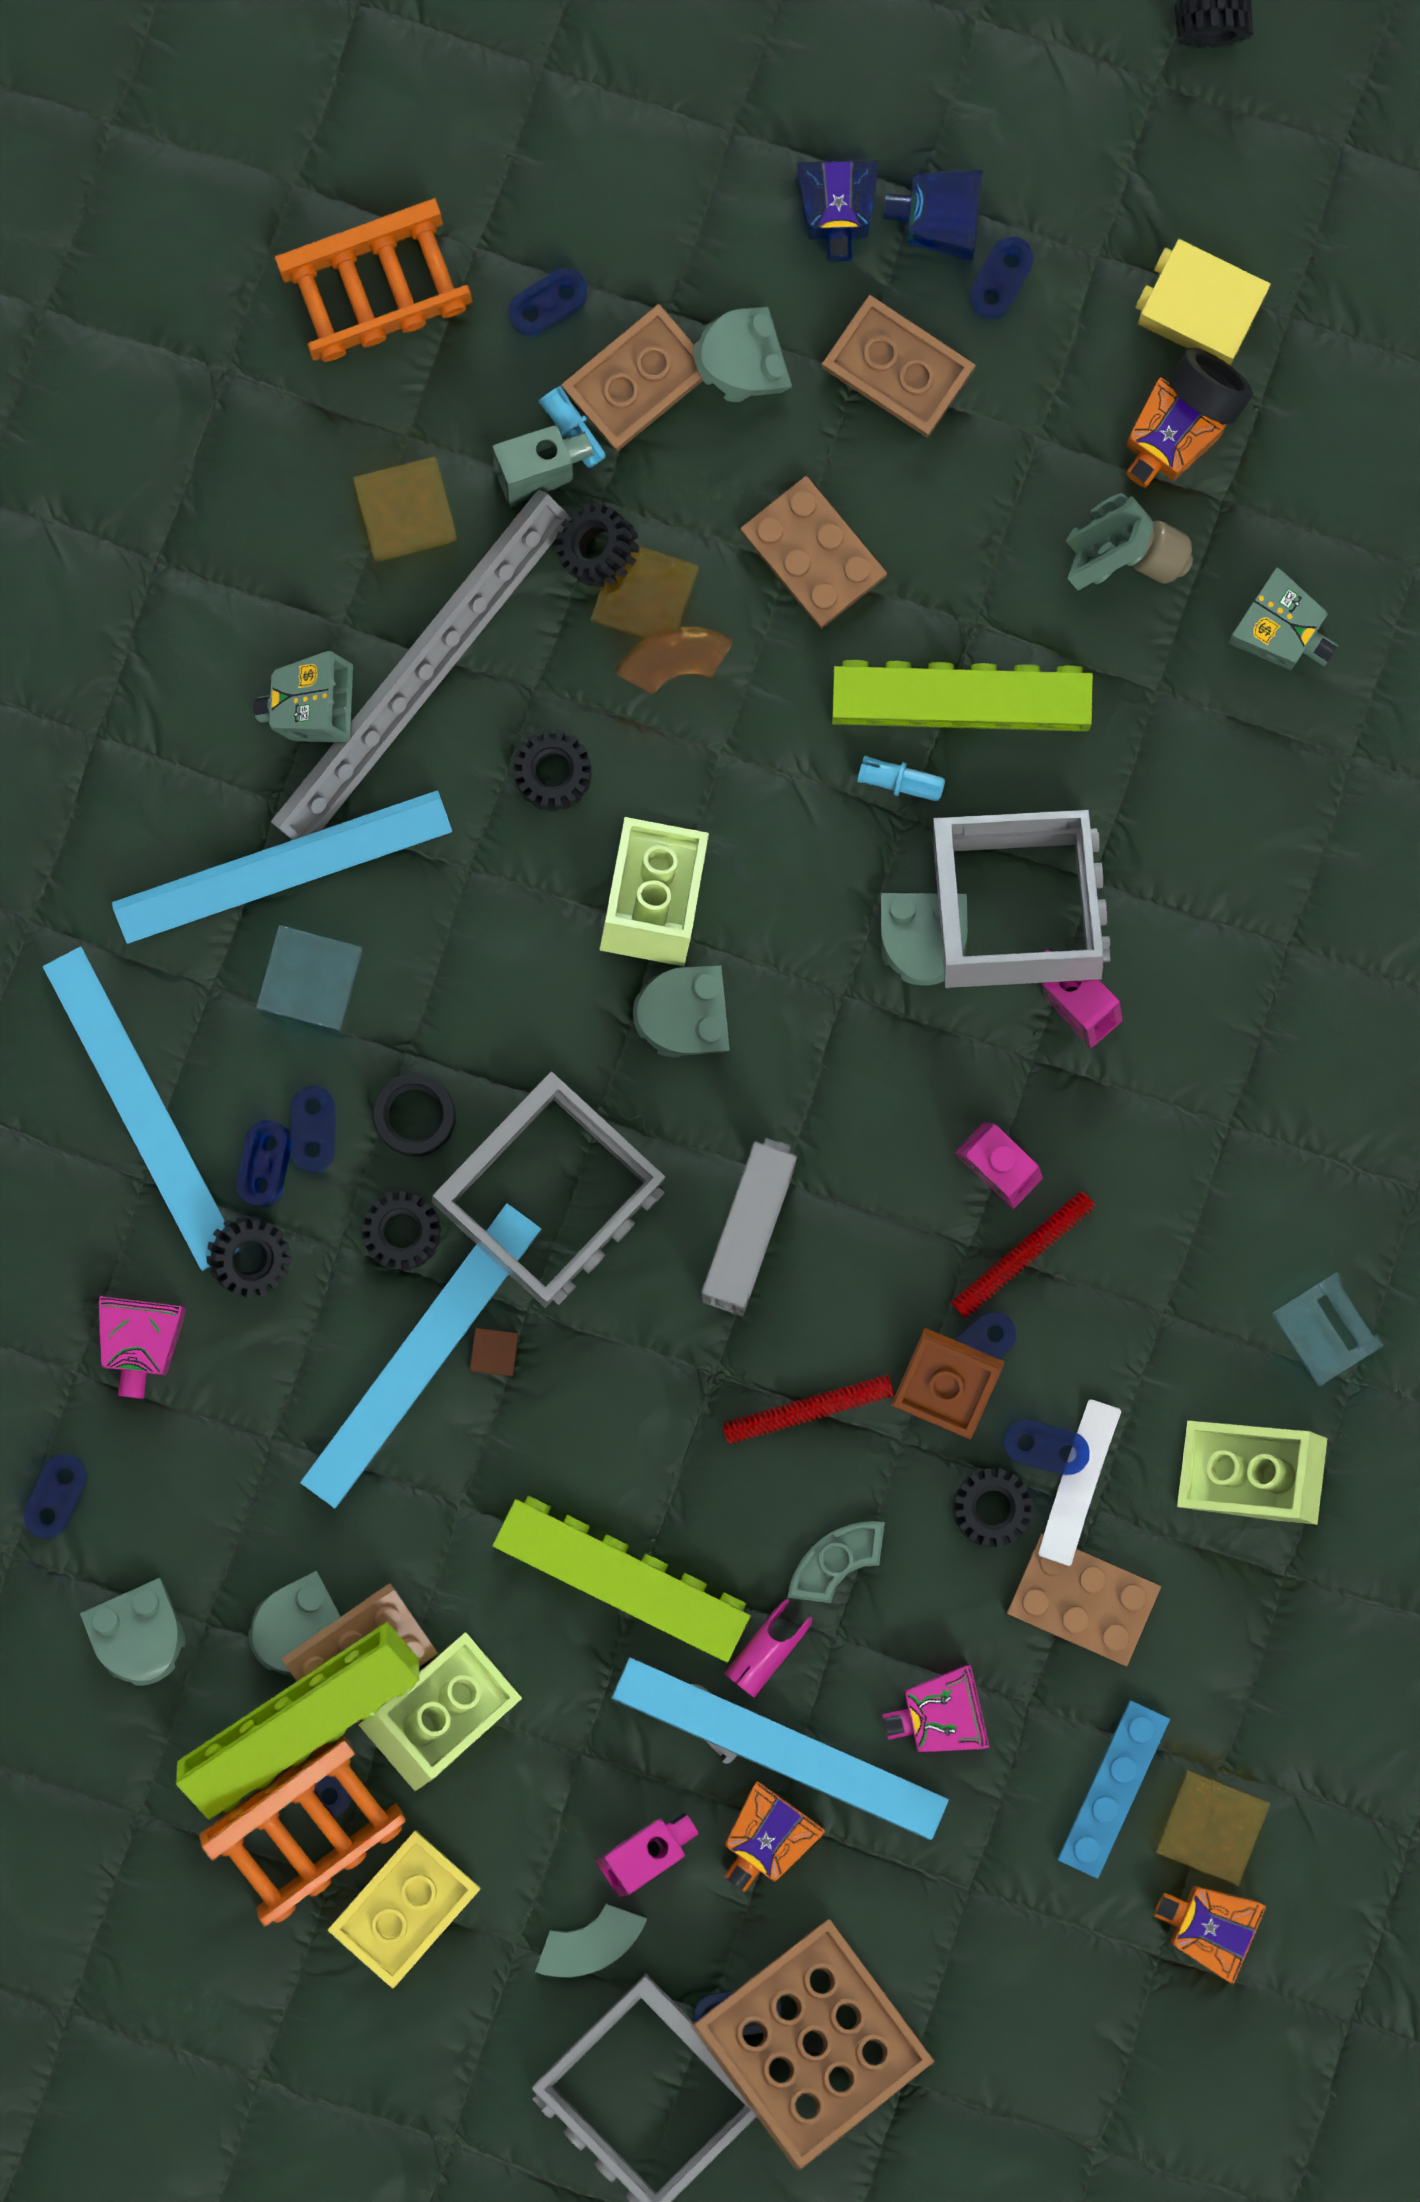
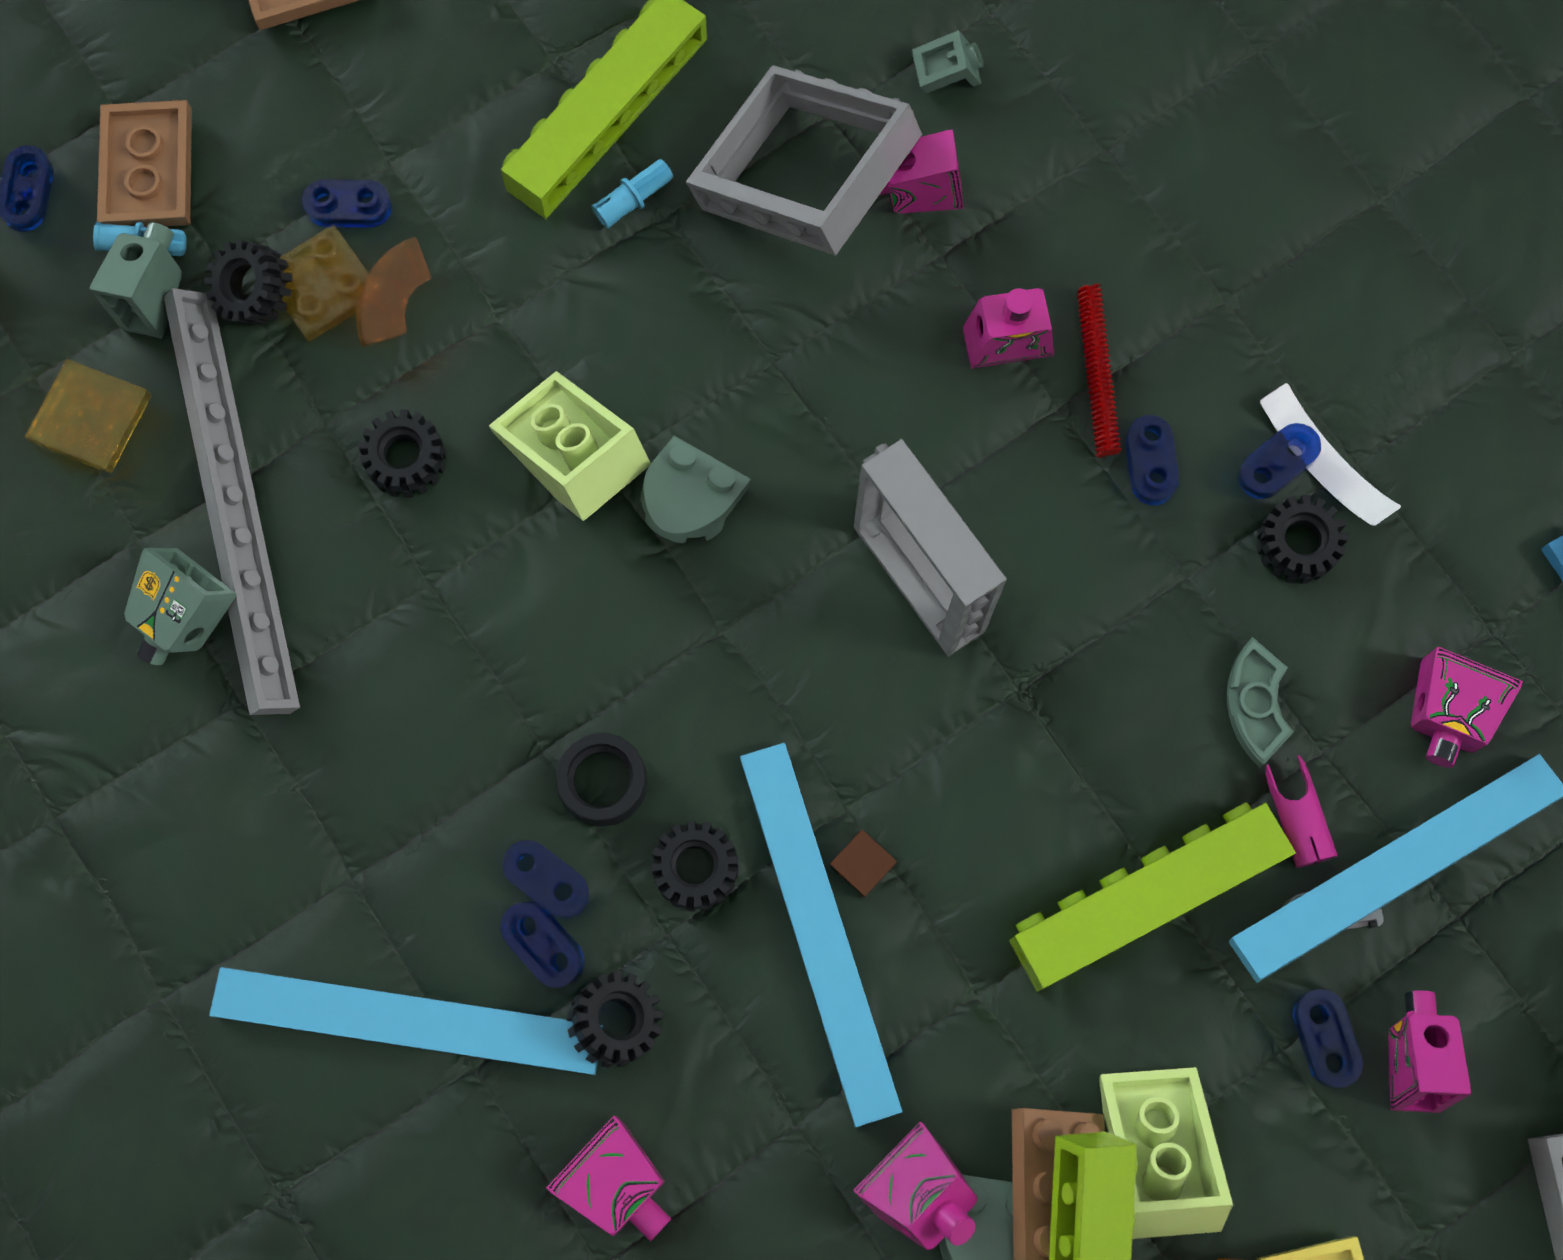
camera: 55 degrees left, 10 degrees down
(281, 867) = (295, 740): medium azure tile -> none
(288, 1558) = (921, 1192): none -> dark pink torso
(309, 978) = (411, 783): clear light blue plate -> none
(590, 1947) = (1474, 1170): sand green tile -> none
(611, 1778) = (1330, 1037): none -> clear blue plate
(618, 1225) = (743, 630): light grey window -> none
(725, 558) = (345, 204): none -> clear blue plate
(742, 355) = (195, 71): sand green slope -> none
(768, 1837) = (1476, 934): torso -> none
(807, 1409) = (1116, 602): red axle -> none
(813, 552) = (397, 135): medium nougat plate -> none
(913, 935) = (771, 269): sand green slope -> none
(947, 1383) = (1169, 499): dark orange tile -> none
(1085, 1603) = (1438, 524): medium nougat plate -> none
(1206, 946) = (947, 62): none -> sand green bracket
(1252, 1471) = (1413, 315): yellowish green slope -> none
(1316, 1338) = (1330, 195): clear light blue plate -> none

